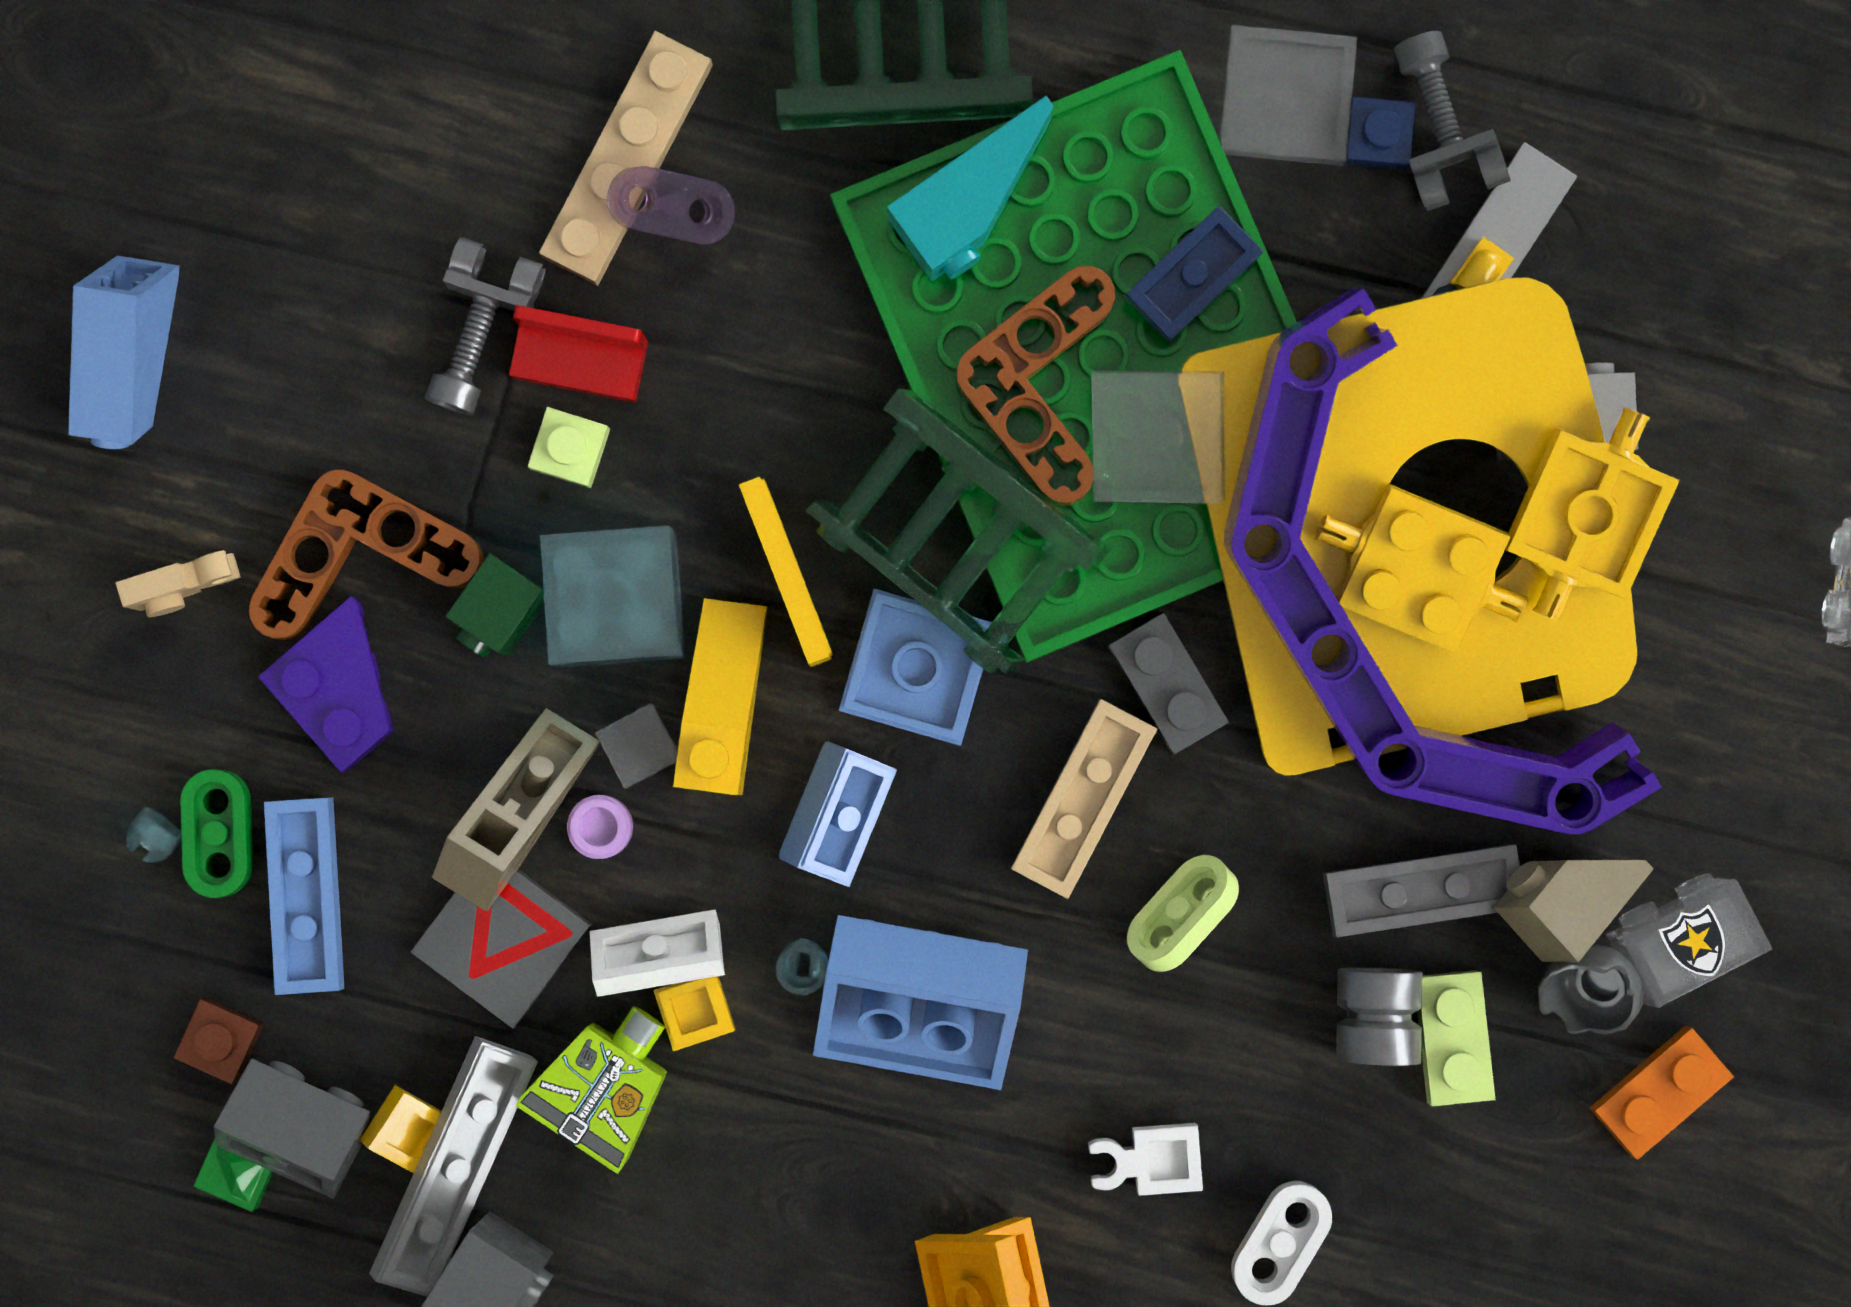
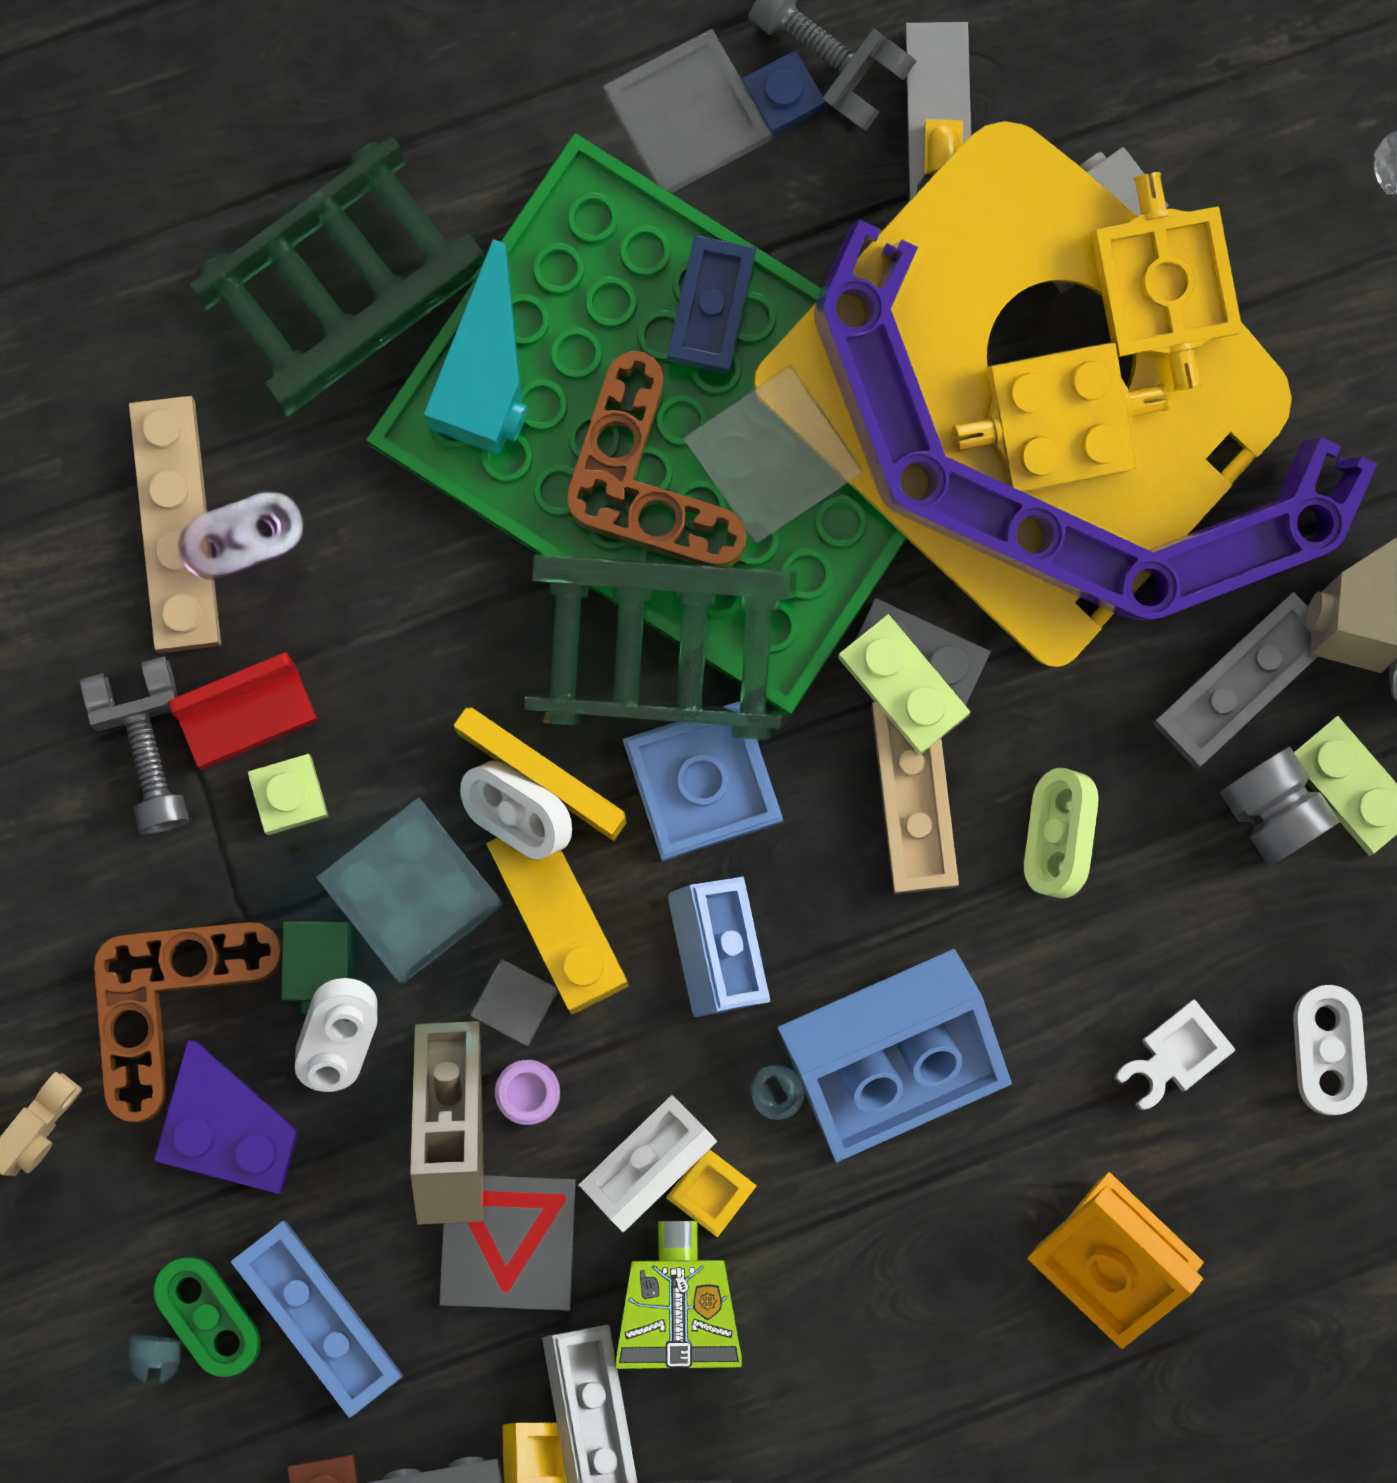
camera: 30 degrees left, 5 degrees down
(471, 675) = (329, 1046): none -> white plate
(745, 589) = (516, 809): none -> white plate
(1136, 702) = (904, 684): none -> yellowish green plate

